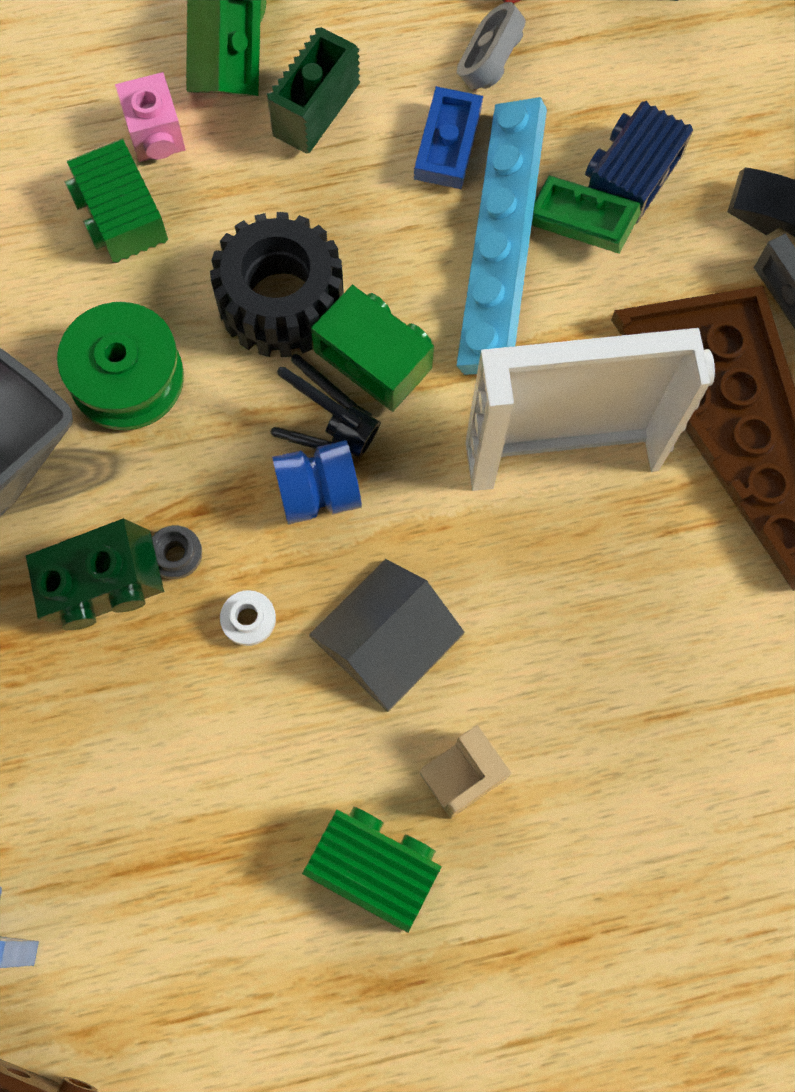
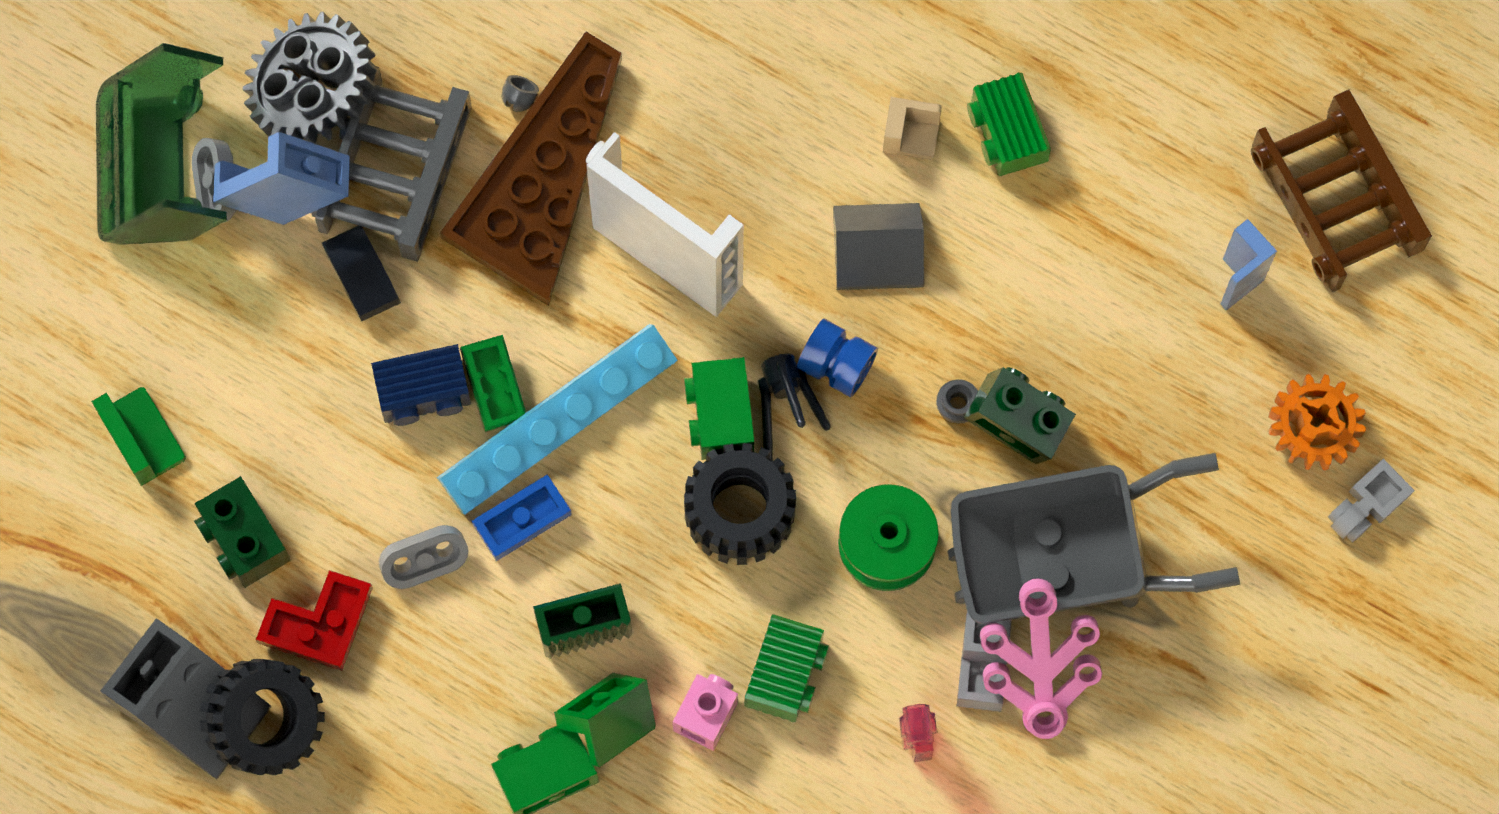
camera: 135 degrees left, 0 degrees up
(248, 634) = (948, 334): white plate -> none

